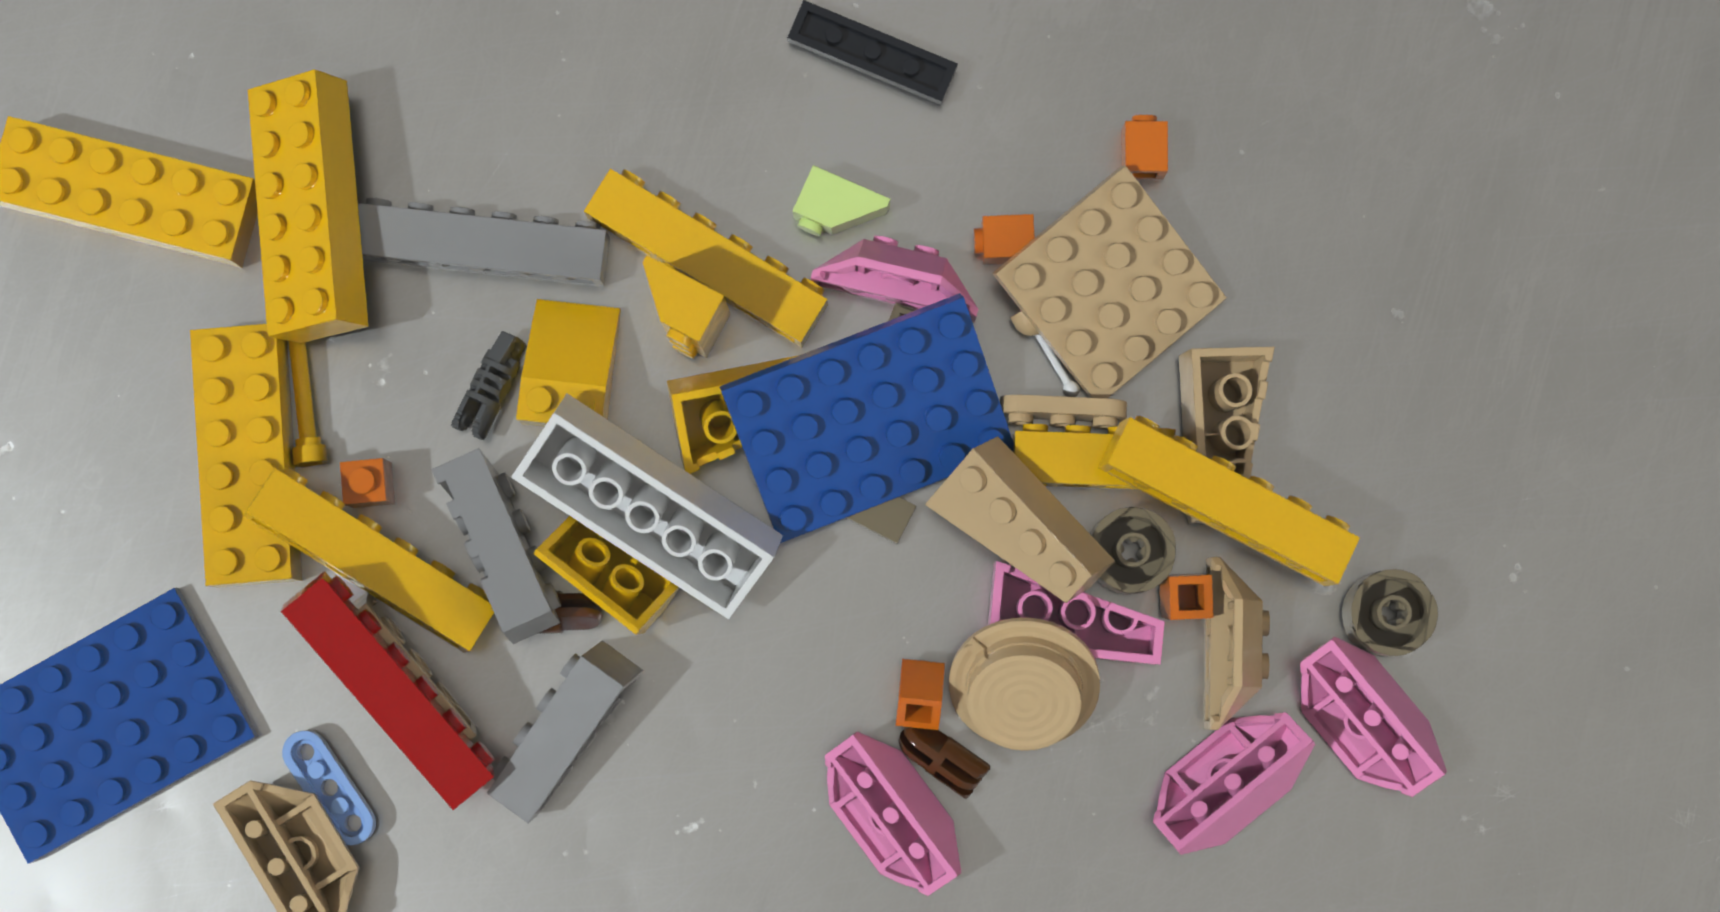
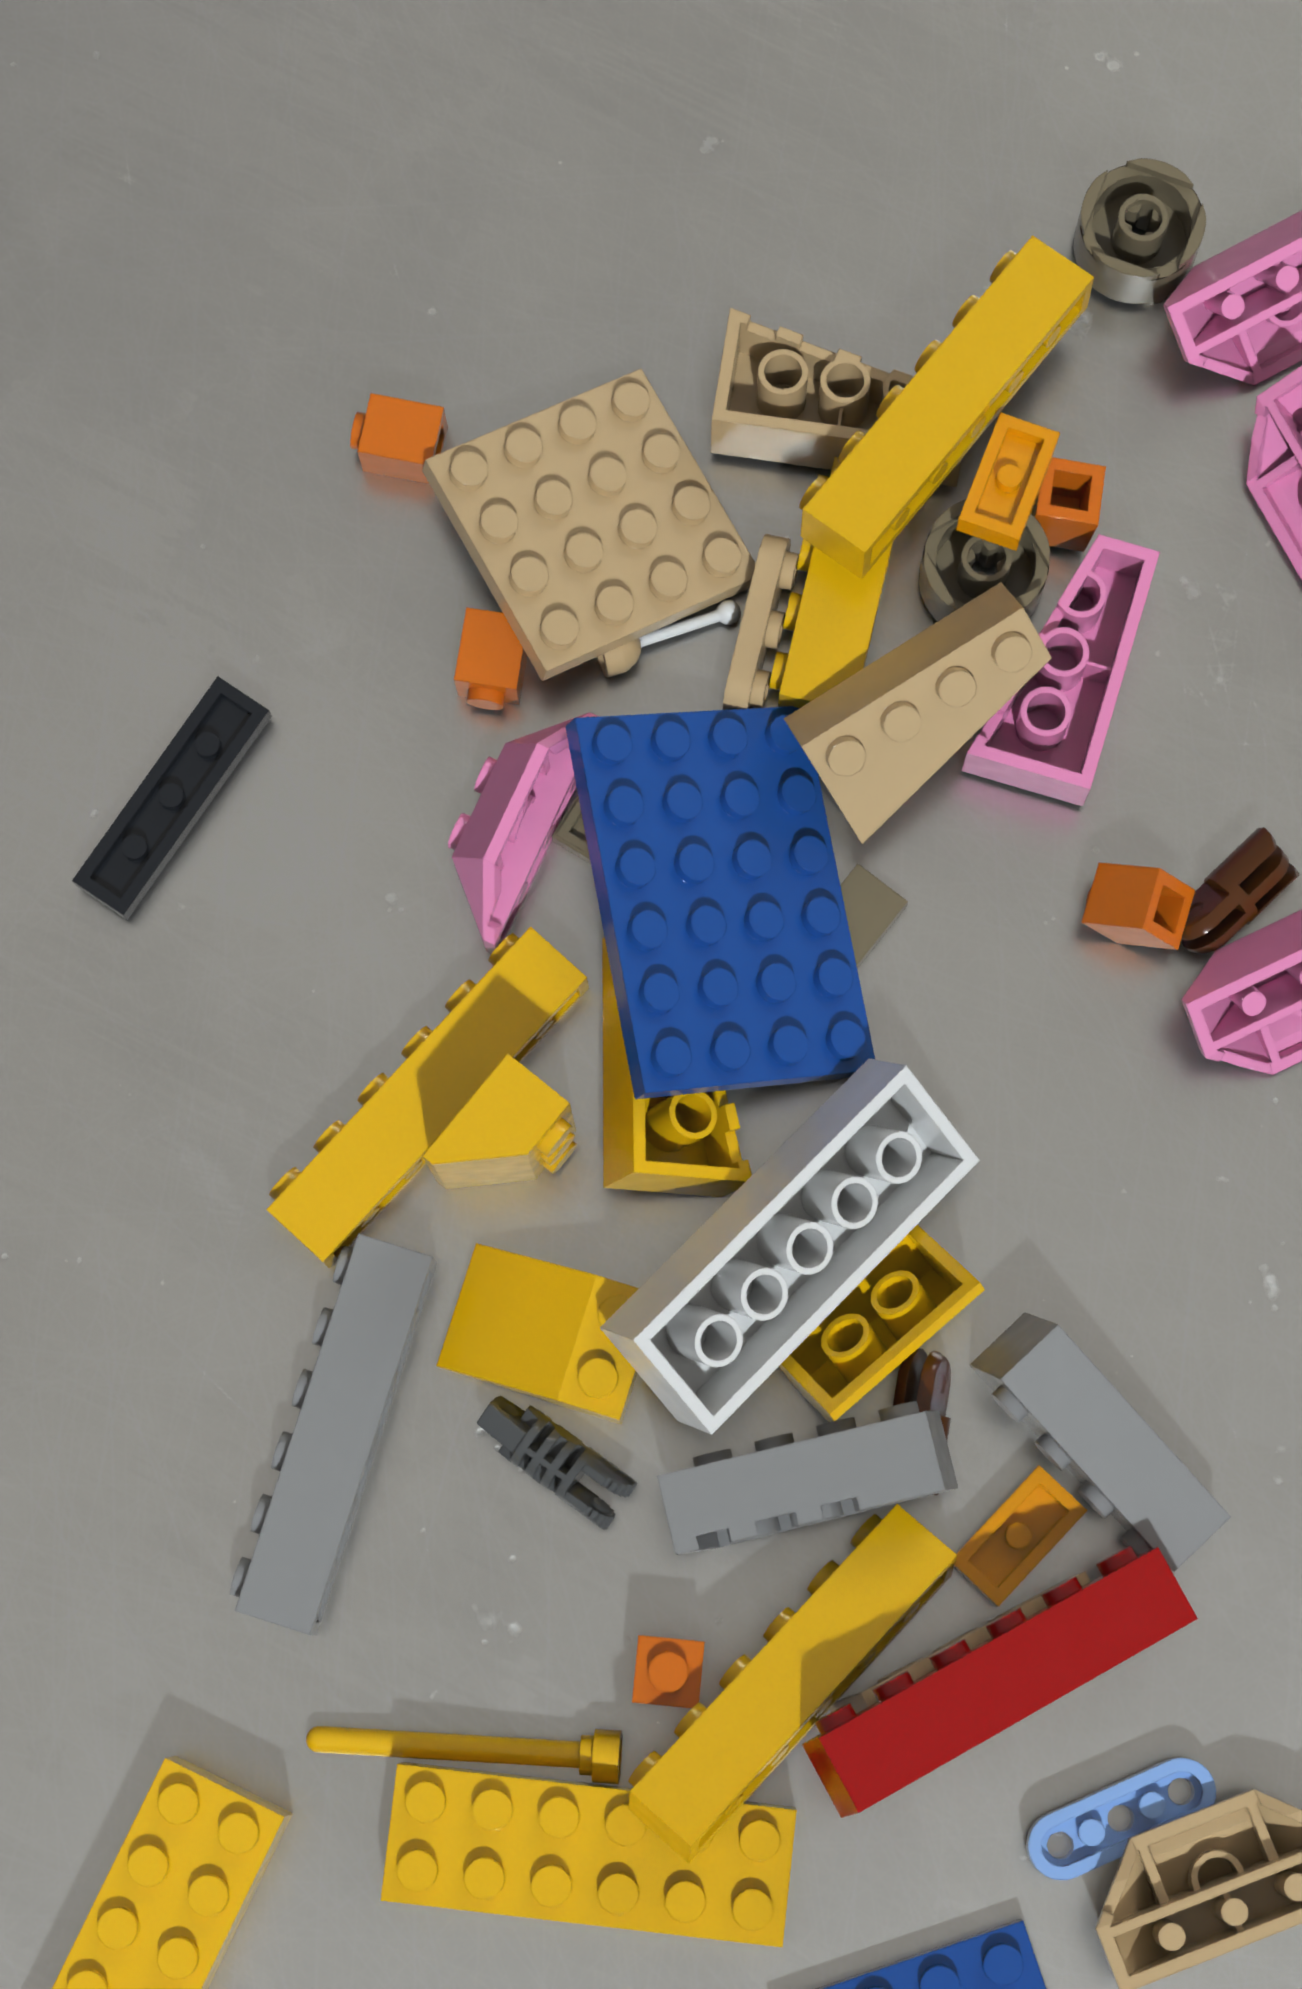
camera: 75 degrees left, 5 degrees down
(307, 207) = (227, 1681): yellow brick -> none
(495, 690) = (1018, 1535): none -> light orange plate
(835, 204) = (386, 893): yellowish green slope -> none
(1024, 683) = (1151, 752): tan piece -> none
(1185, 553) = (1008, 481): none -> light orange plate
(1232, 645) = (1160, 458): tan wedge -> none

